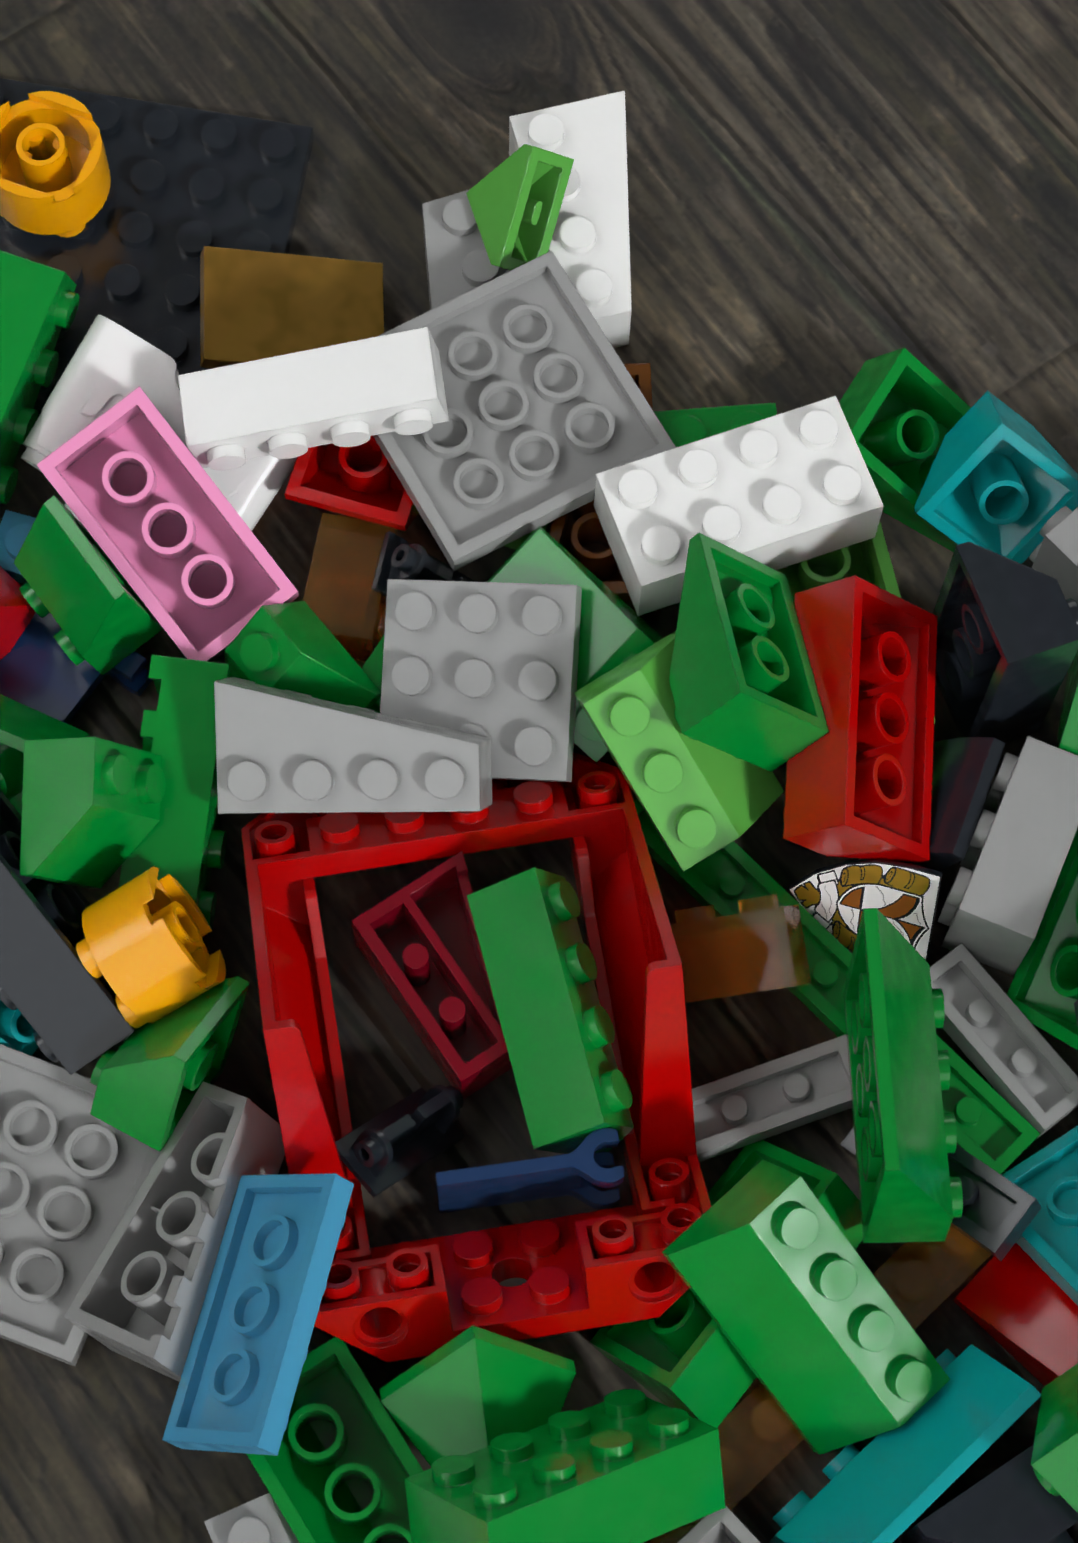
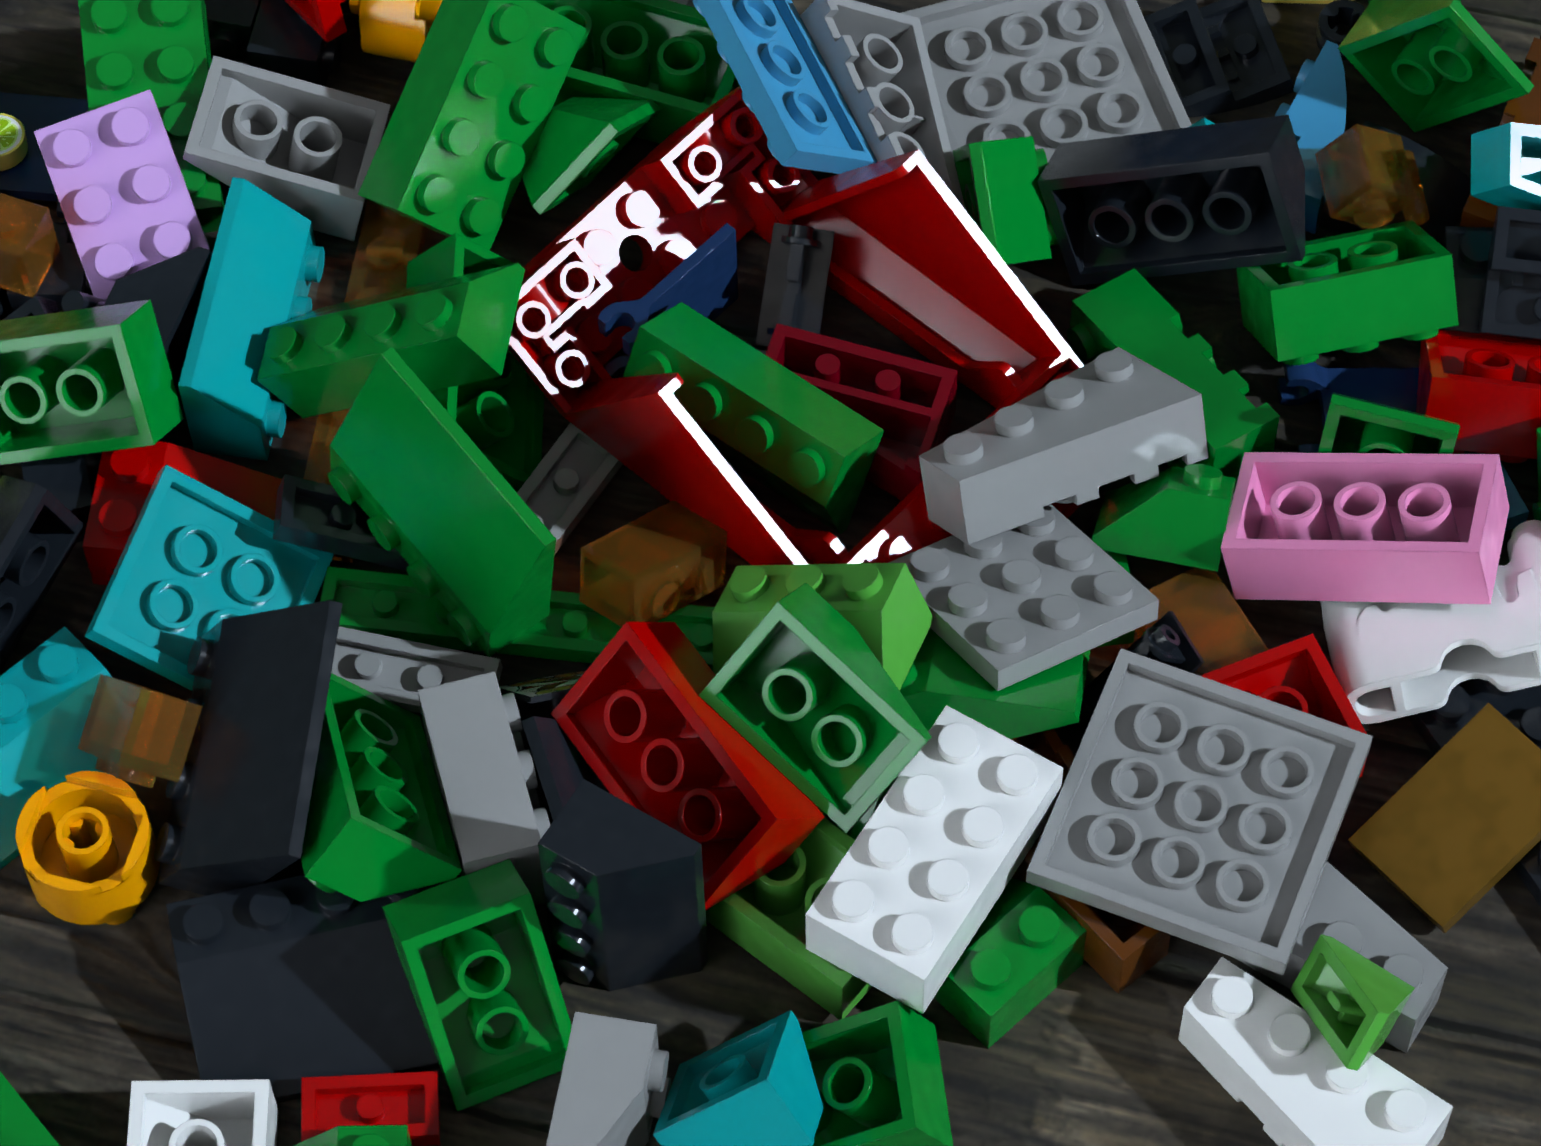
camera: 145 degrees right, 10 degrees down
(86, 807) = (1220, 275): green slope -> none
(149, 947) = (1078, 235): light orange brick -> none
(313, 399) = (1344, 673): white brick -> none

